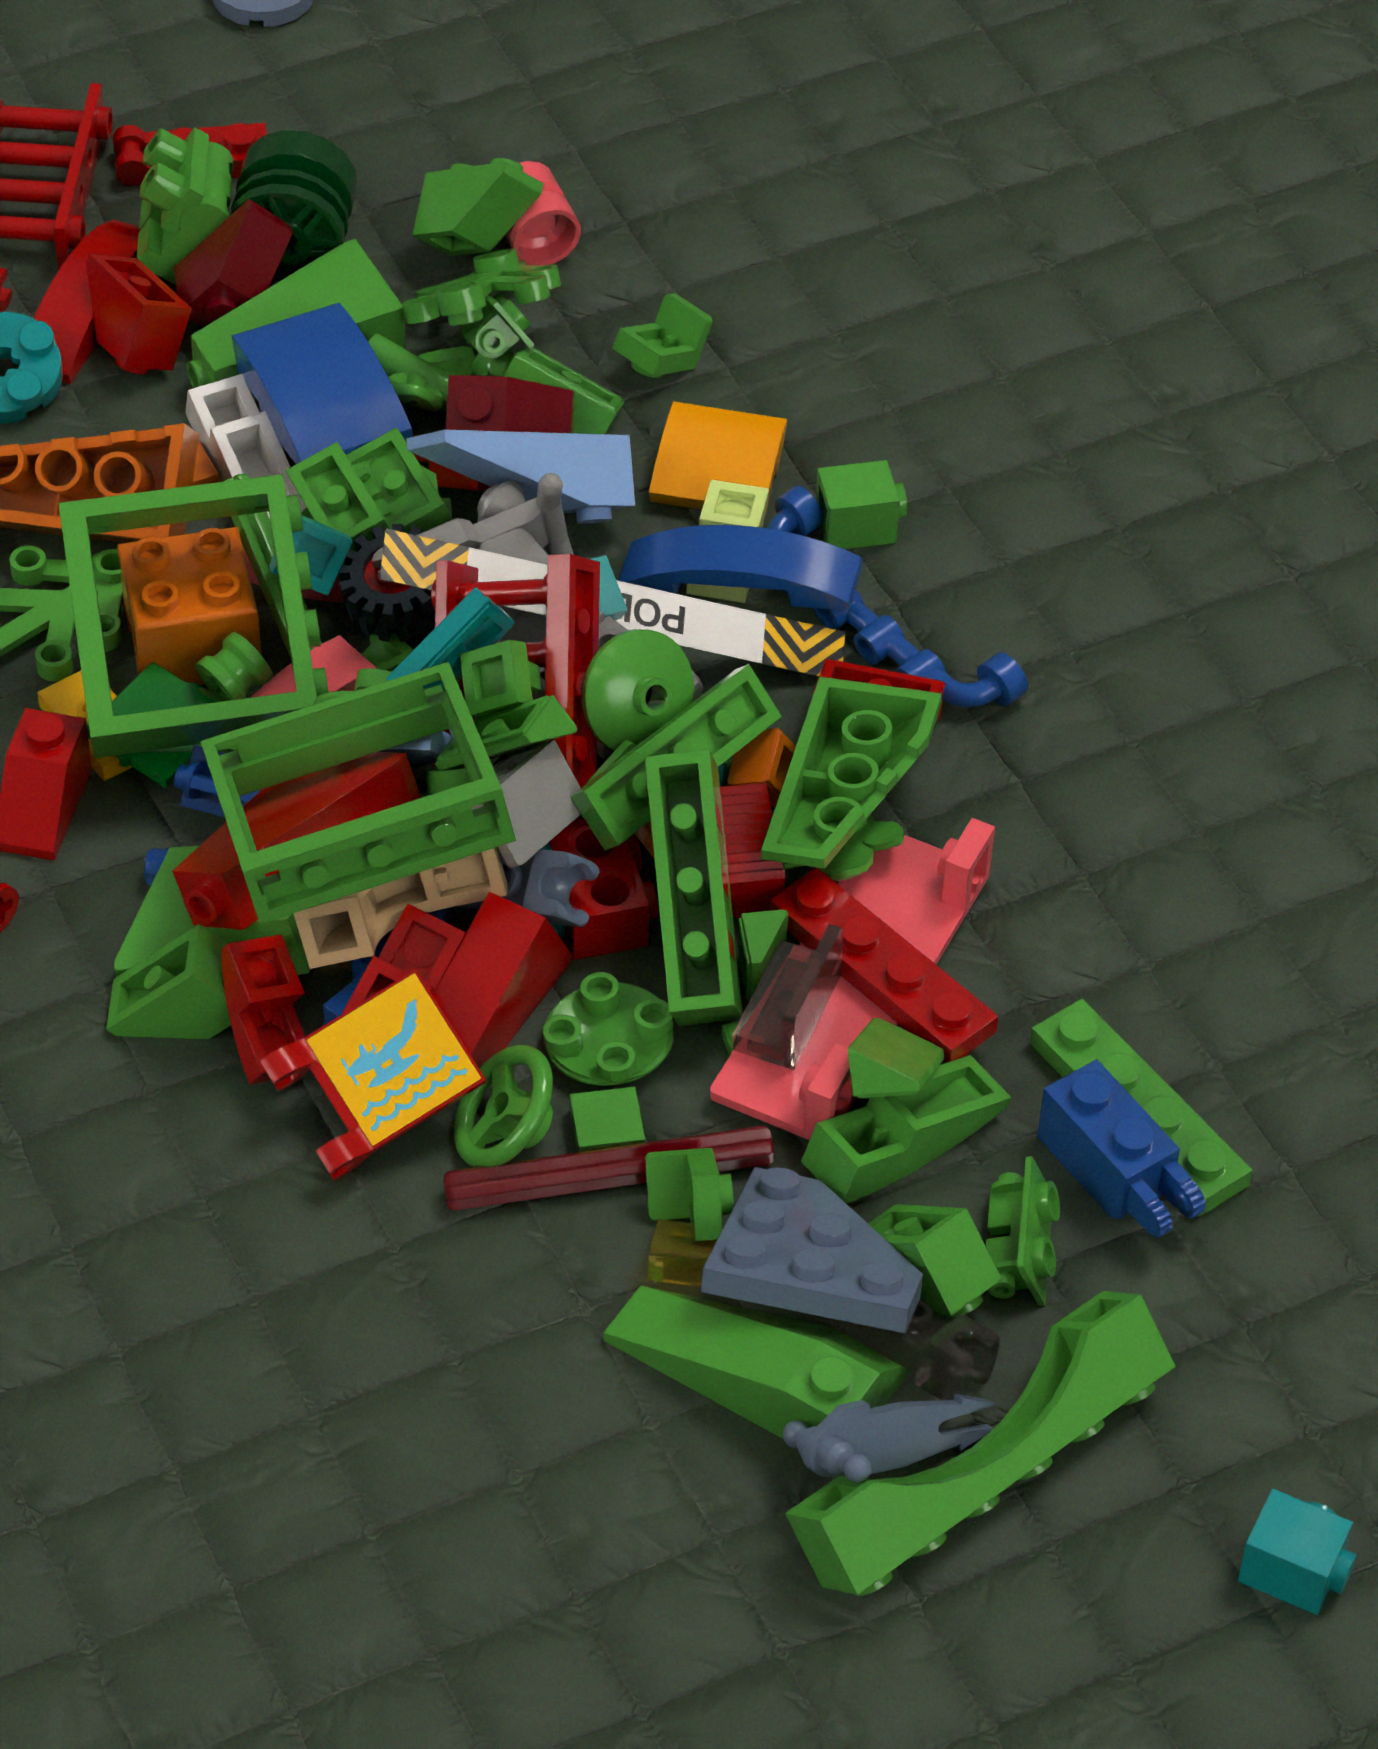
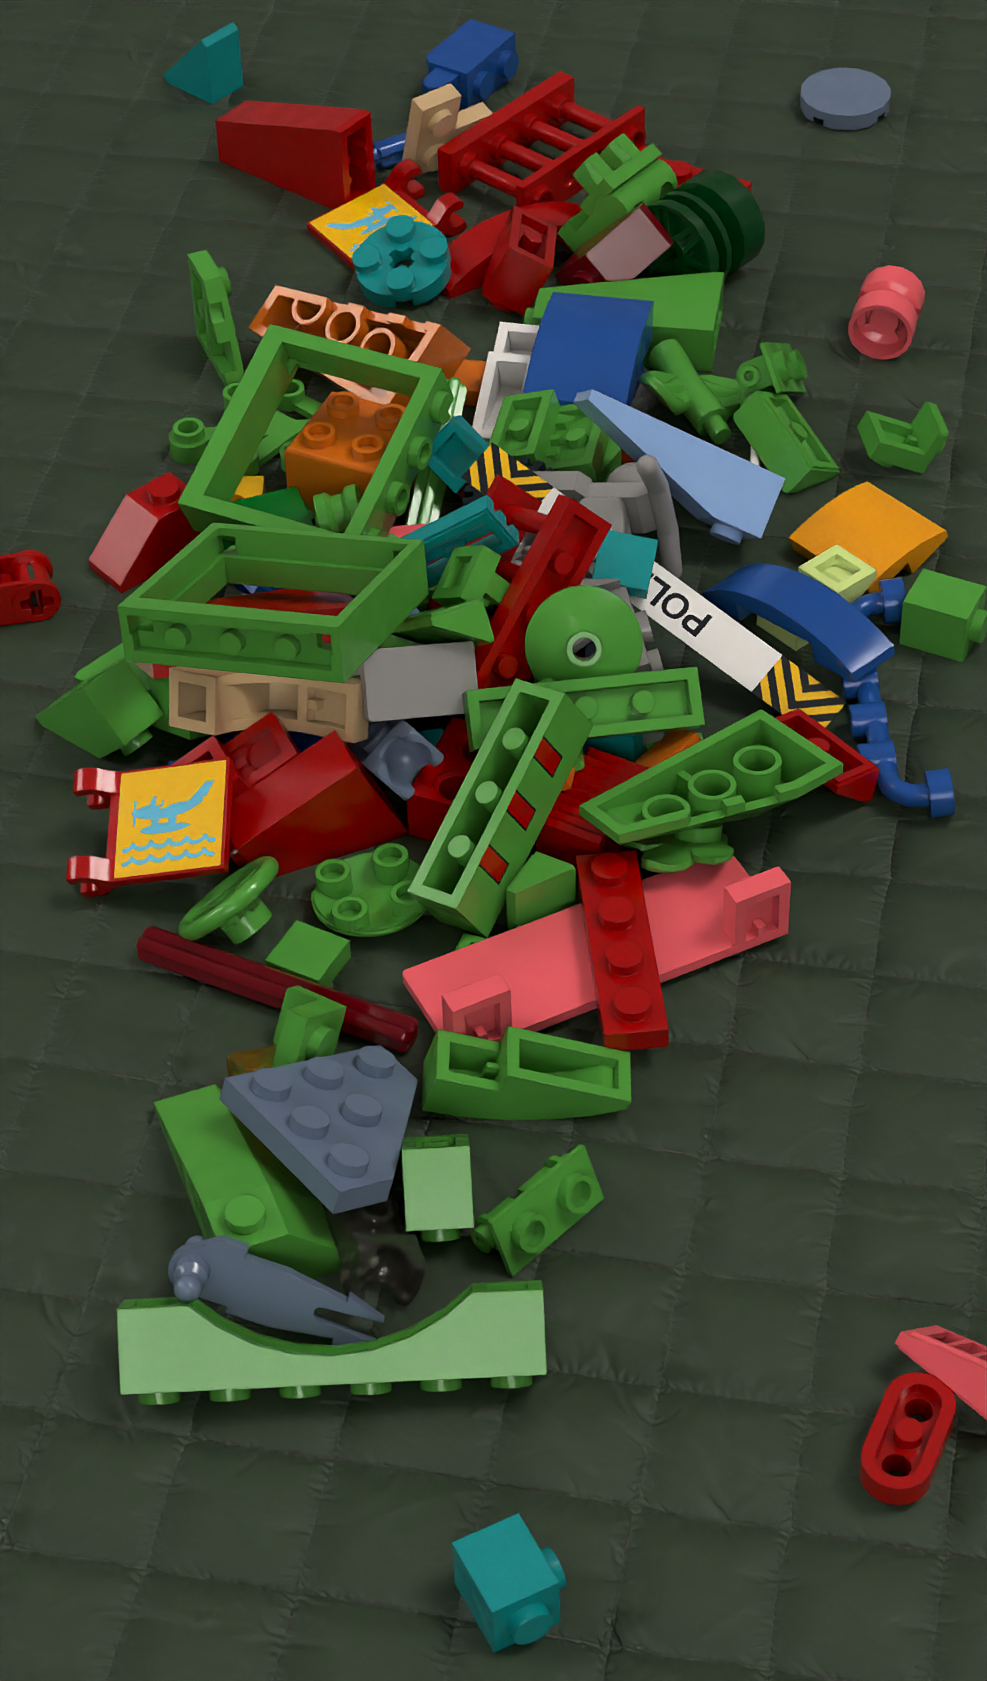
camera: 40 degrees right, 5 degrees down
(260, 999) = (133, 728): red slope -> none
(465, 296) = (818, 344): bright green plant -> none
(473, 205) = (833, 283): bright green slope -> none
(507, 405) = (721, 424): dark red slope -> none
(790, 1000) = (522, 935): clear smoke panel -> none
(890, 1061) = (533, 1009): bright green slope -> none
(1081, 1036) = (739, 1171): bright green plate -> none
(1116, 1149) = (669, 1178): blue hinge -> none

